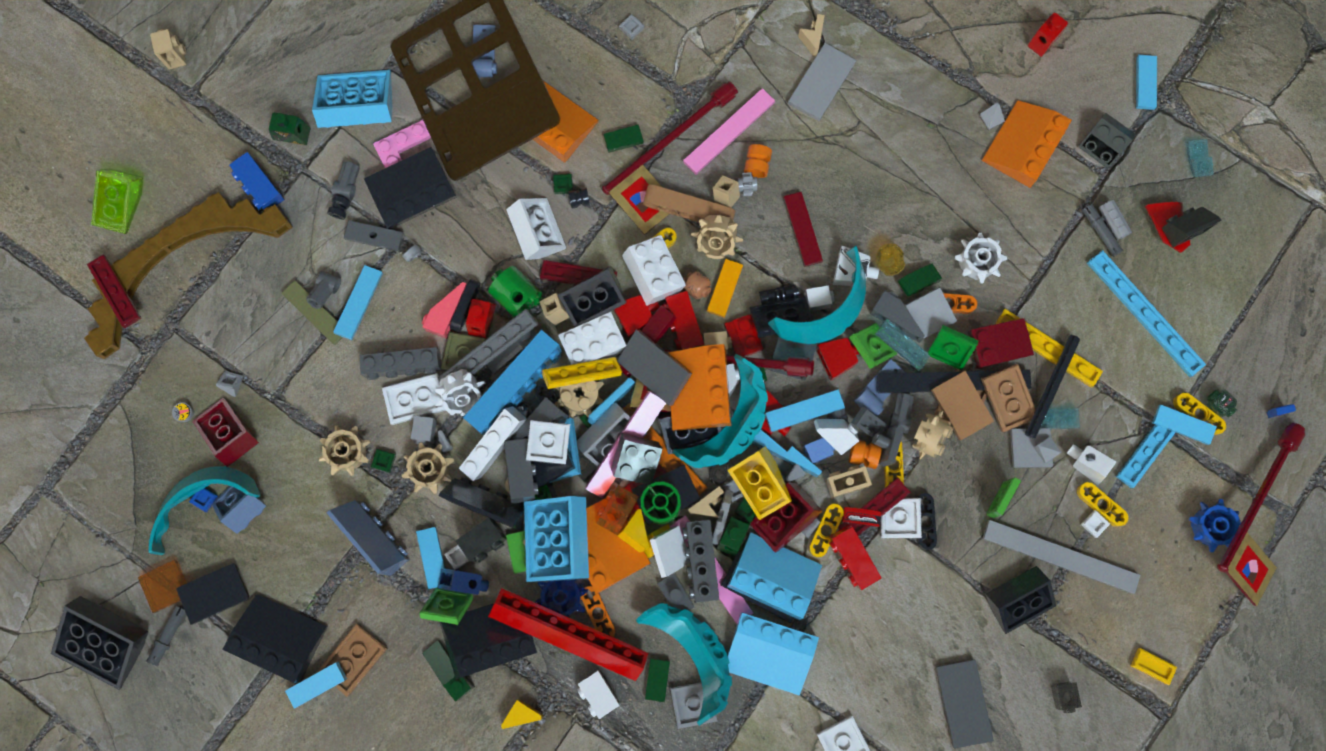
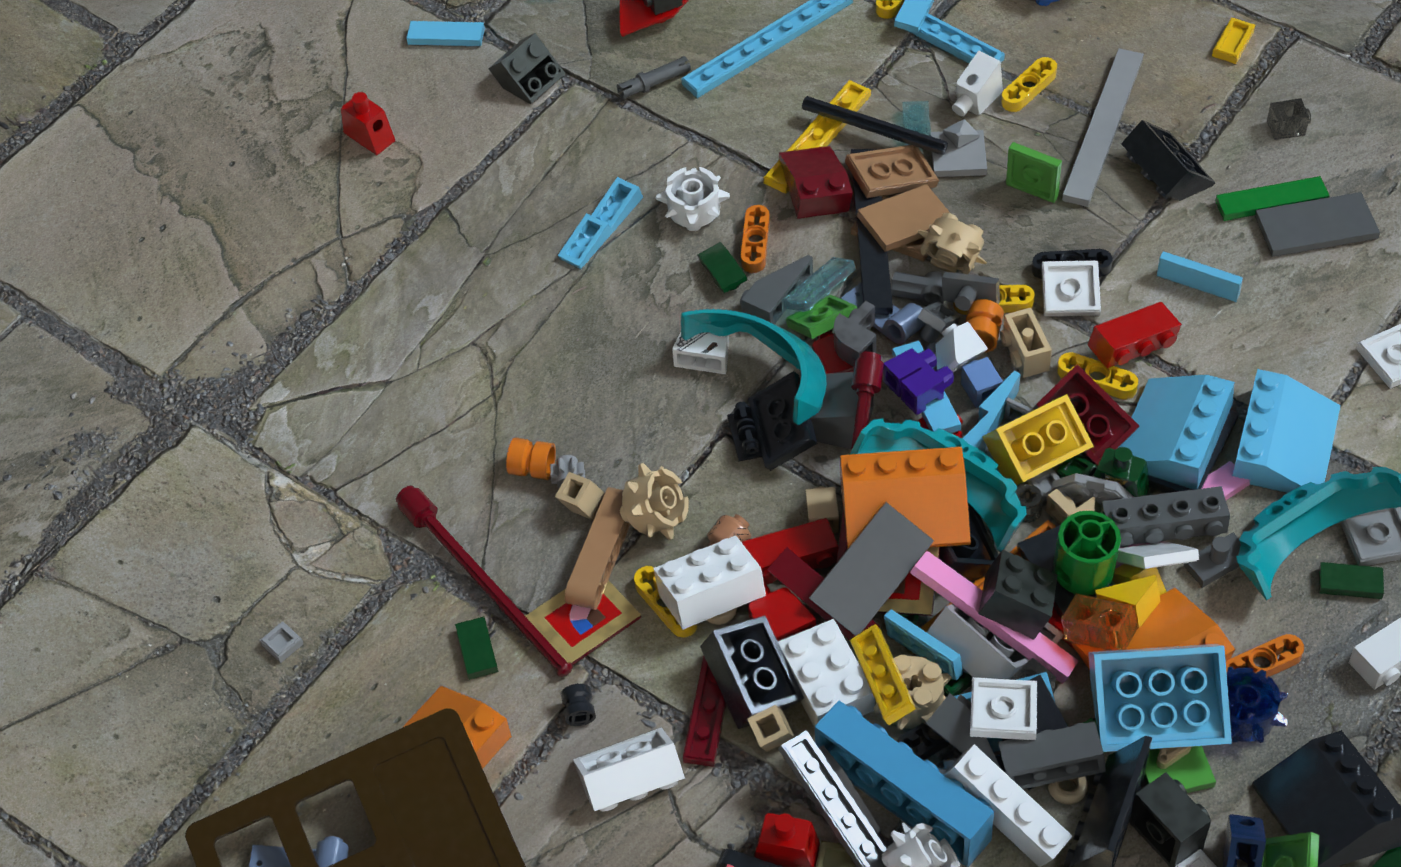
camera: 85 degrees left, 25 degrees down
(510, 287) = (744, 786): green cylinder -> none
(562, 183) = (549, 735): dark green tile -> none
(568, 634) = (1305, 686): red brick -> none
(724, 288) = (726, 501): light orange tile -> none
(729, 131) = (477, 504): bright pink tile -> none
(743, 336) = (805, 475): red plate -> none
(802, 400) = (915, 380): none -> dark purple hips
(803, 229) = (640, 407): dark red tile -> none
(812, 37) = (334, 392): tan slope -> none
(819, 298) = (749, 379): white brick -> none
(822, 82) = (407, 386): light grey tile -> none
(845, 359) = (853, 333): none -> flat silver brick
(861, 516) = (1074, 329): sticker -> none
(882, 502) = (1057, 311): dark red tile -> none
(890, 259) = (691, 297): clear yellow hair -> none
(911, 610) = (1199, 276): none -> medium azure tile
(931, 312) = (769, 249): light grey tile -> none
(952, 347) = (824, 225): green tile -> none
(962, 199) = (598, 227): none -> medium azure slope
(989, 674) = (1246, 202): none -> green tile
(992, 116) = (480, 190): light grey slope -> none
(1026, 142) = (523, 150): orange slope -> none
(1095, 524) = (1055, 92): white tile -> none
(1115, 220) = (639, 62): light grey axle -> none

